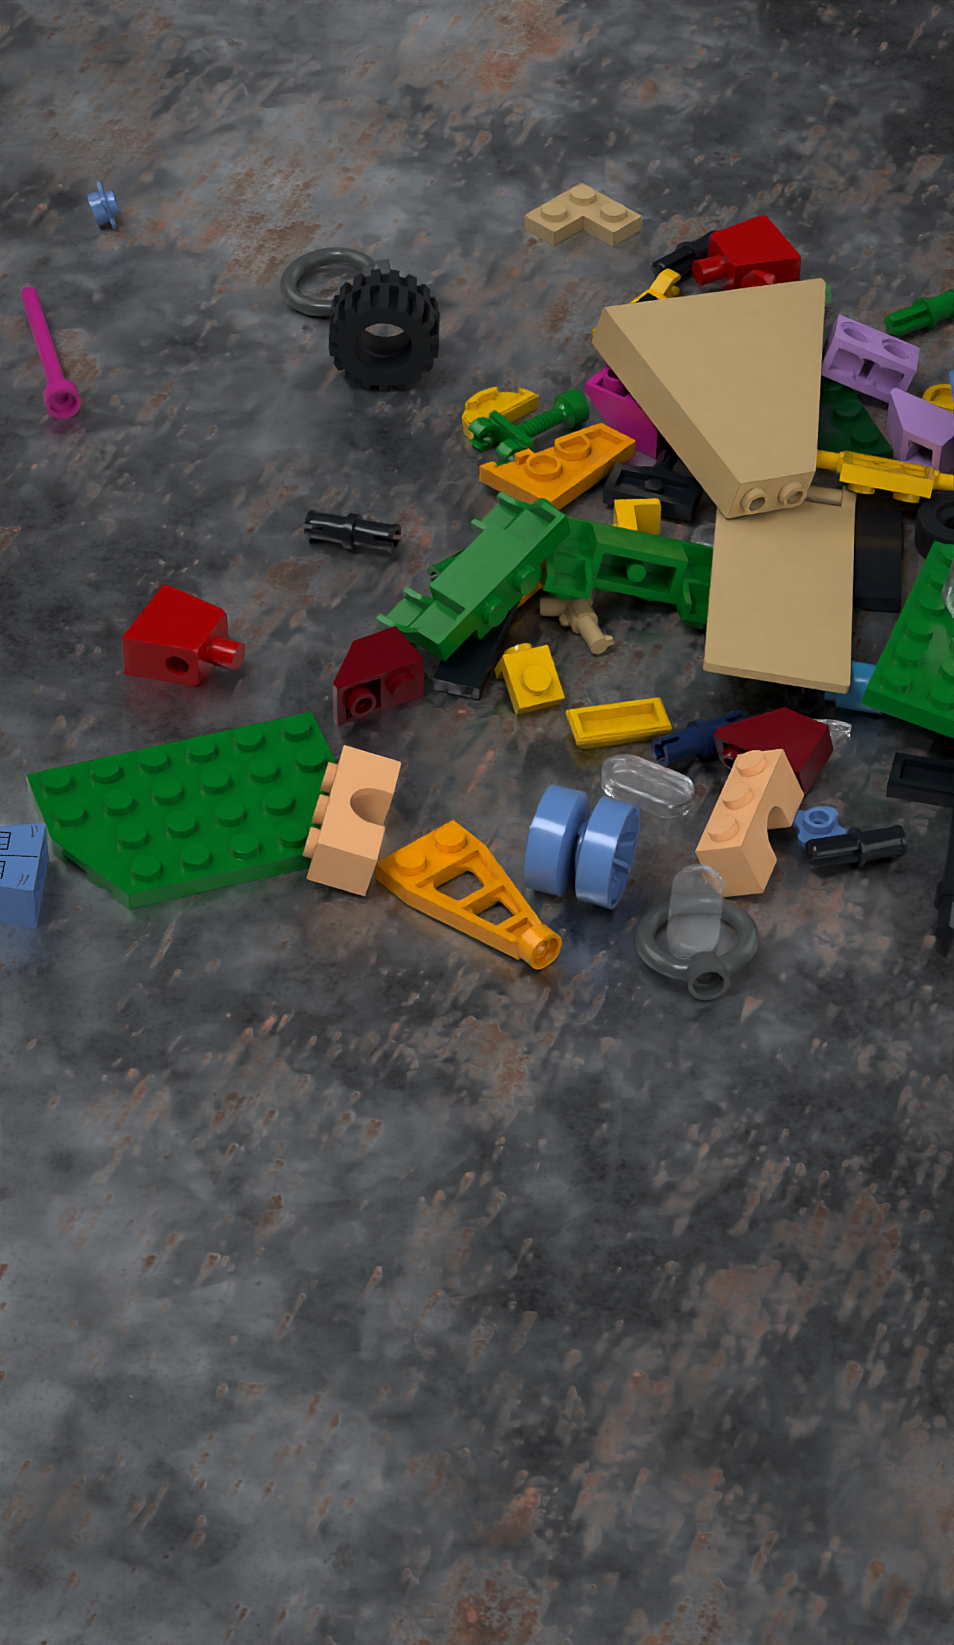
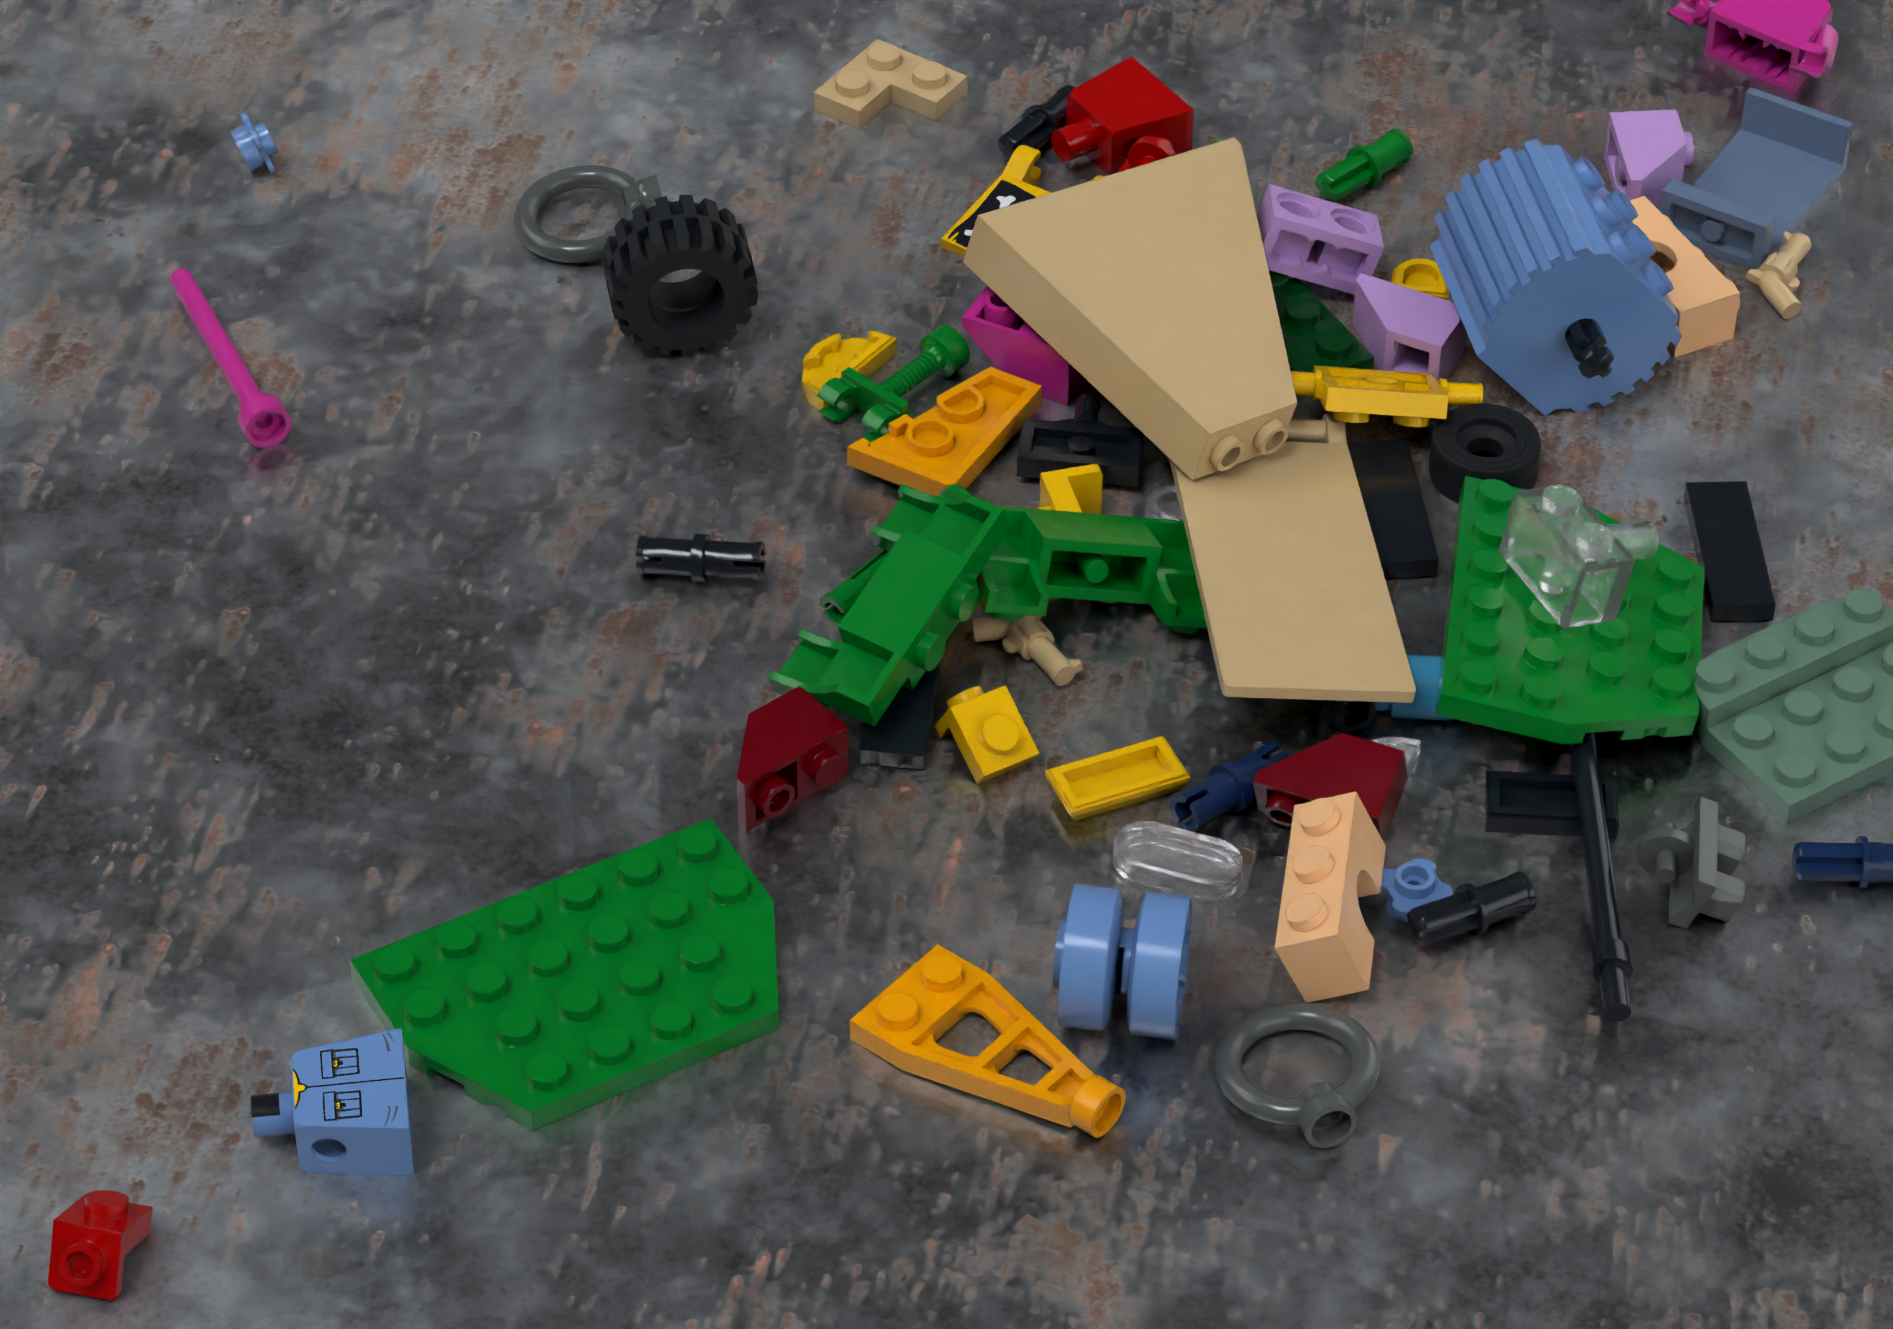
camera: 10 degrees left, 0 degrees up
(179, 640) = (511, 741): red torso -> none
(350, 819) = (807, 996): light nougat arch -> none
(695, 911) = (1289, 1030): clear tile -> none

